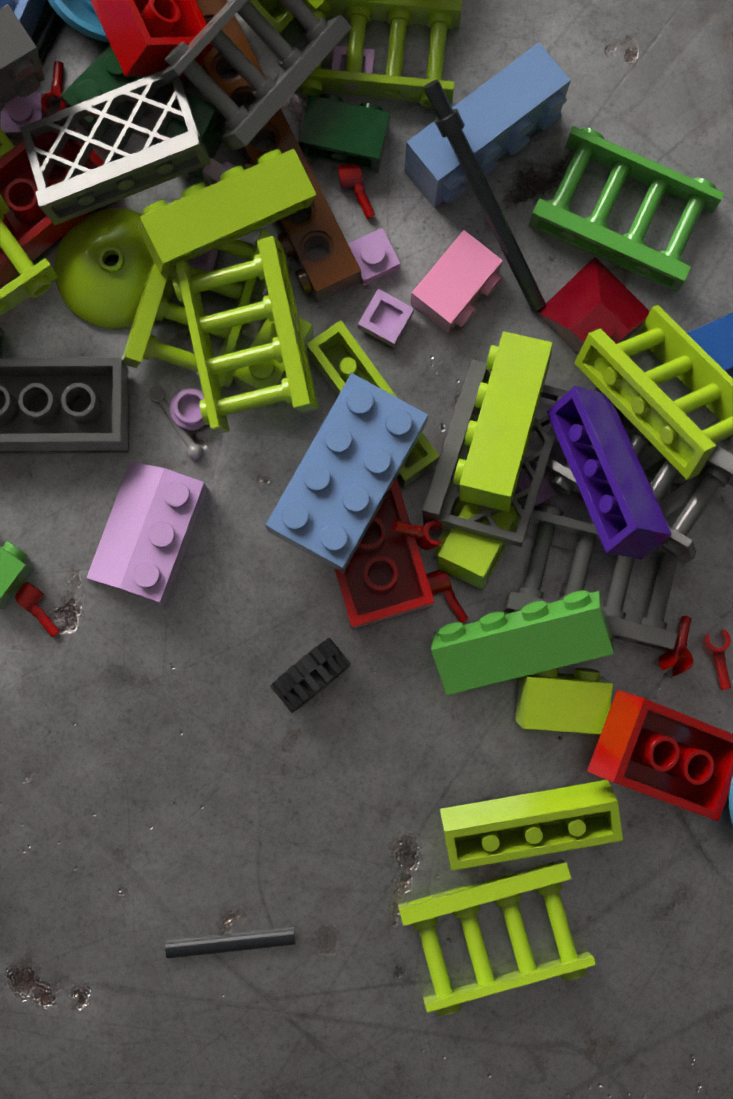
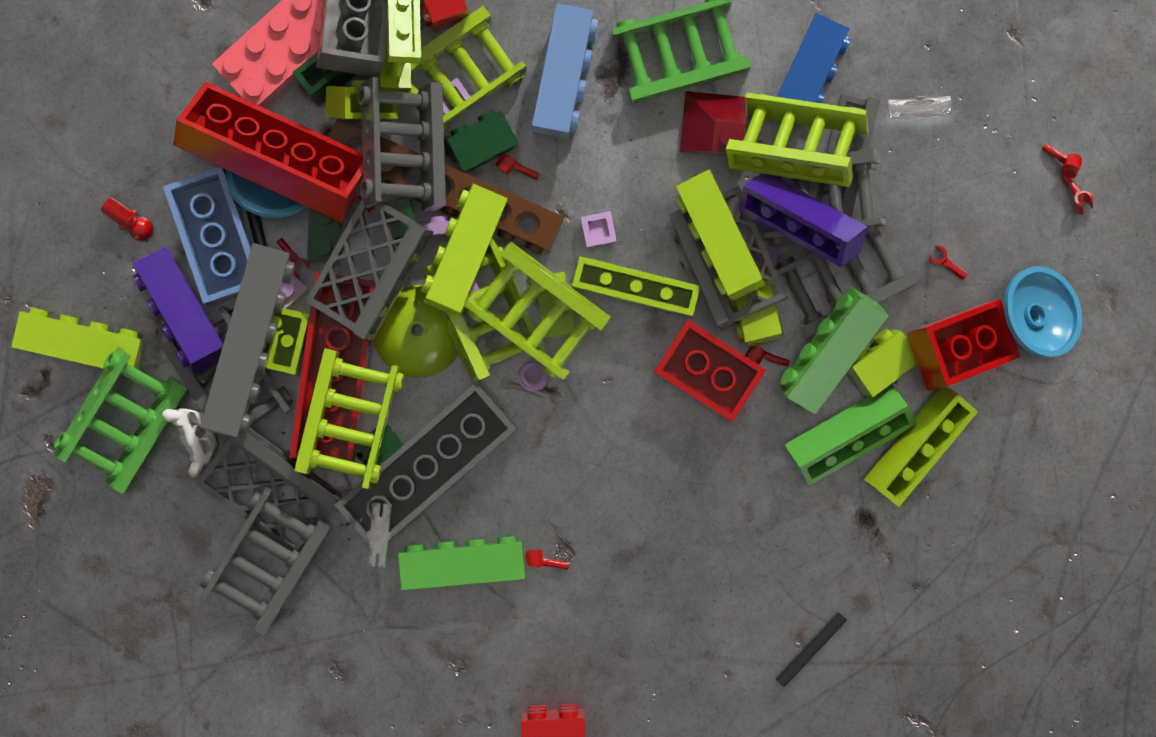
camera: 40 degrees left, 5 degrees up
(148, 532) = (569, 466): lavender slope -> none
(310, 675) = (731, 467): black tyre -> none
(347, 473) = (660, 340): medium blue brick -> none
(374, 256) = (559, 198): lavender plate -> none
(420, 533) = (726, 338): red hand -> none
(450, 125) = (553, 98): black bar -> none
(457, 282) = (622, 174): bright pink brick -> none
(466, 749) = (850, 434): none -> bright green brick
(506, 893) = (939, 494): lime fence -> none
(680, 656) = (926, 281): red hand -> none

